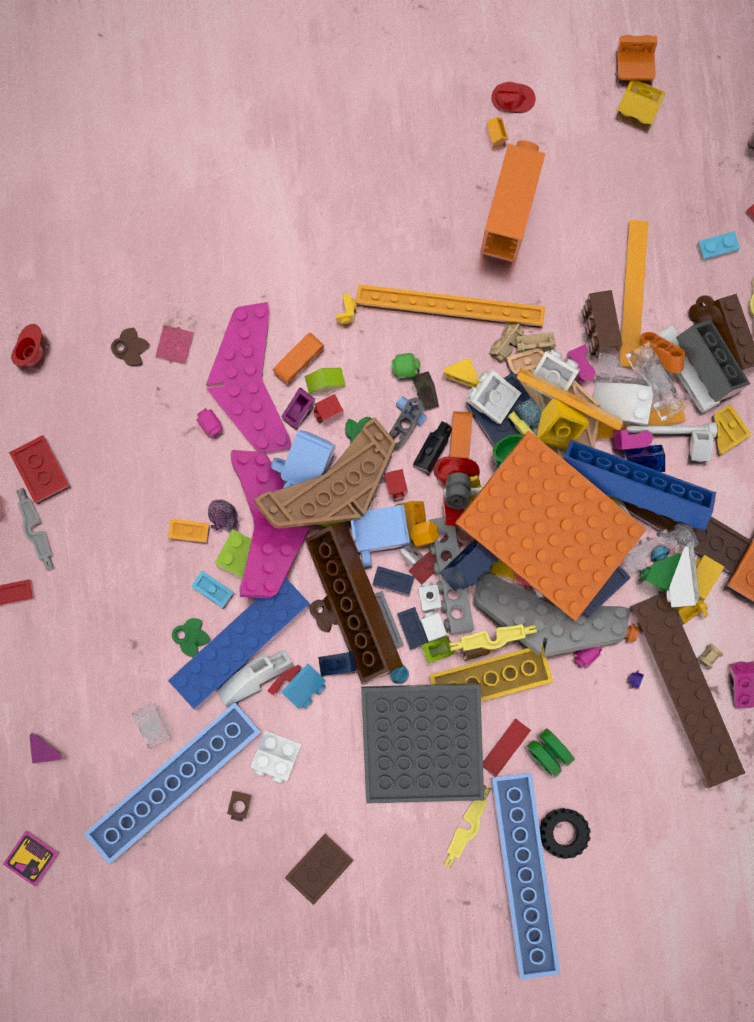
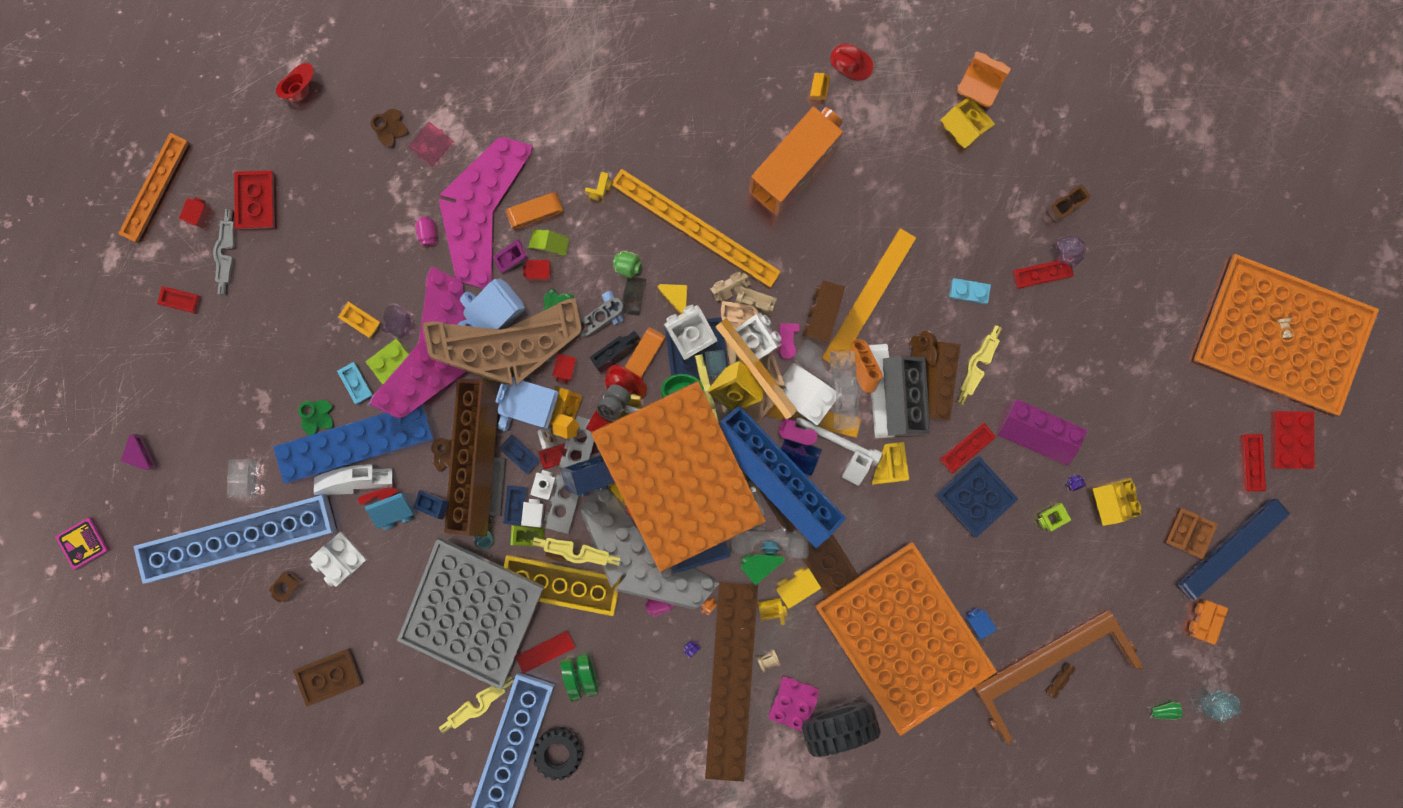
camera: 30 degrees right, 5 degrees up
(684, 585) = (774, 587): white slope -> none

